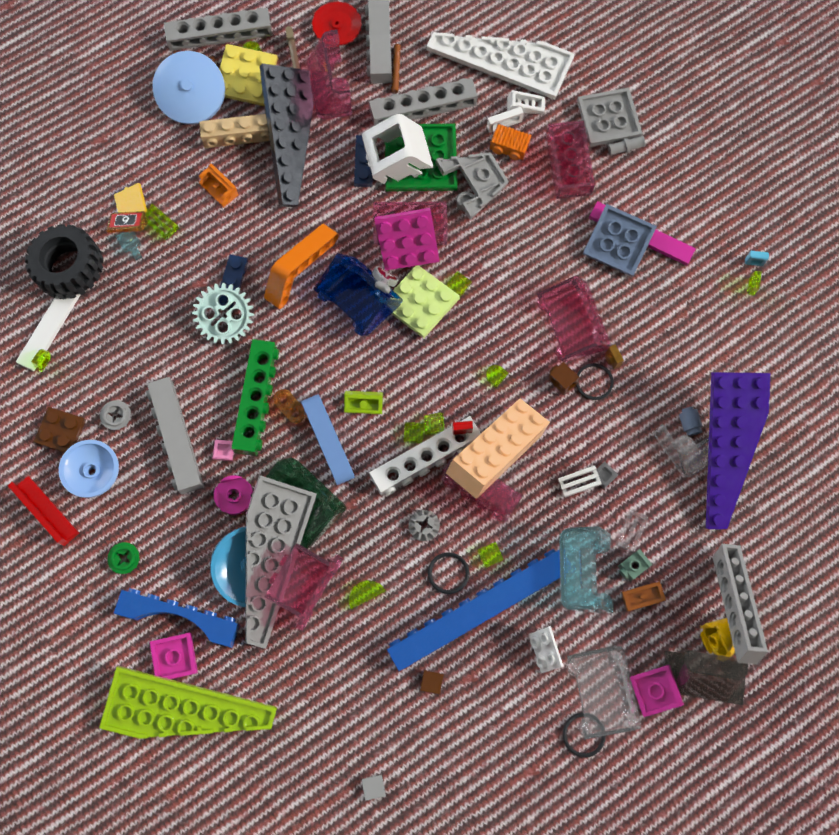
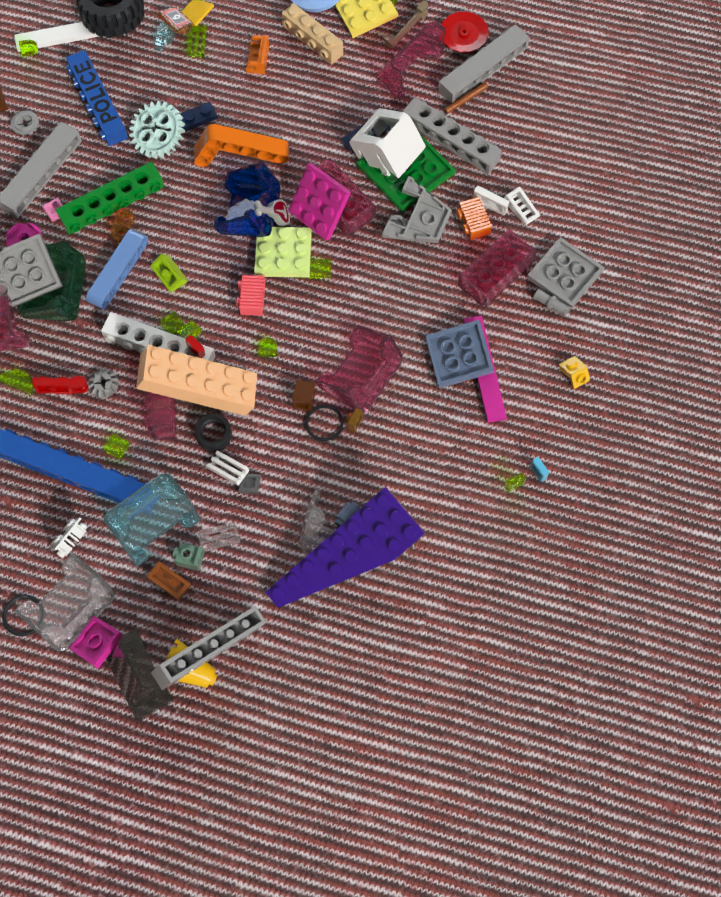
camera: 55 degrees right, 5 degrees down
(144, 339) = (96, 97): none -> blue brick
(289, 116) = (354, 54): black wing -> none
(400, 560) = (60, 385): none -> red hinge
(441, 352) = (252, 295): none -> coral brick
(466, 573) = (79, 411): black tyre -> none
(522, 63) = (554, 179): white wing -> none
(543, 456) = (213, 418): none -> black tyre
(695, 173) = (576, 371): none -> yellow bracket

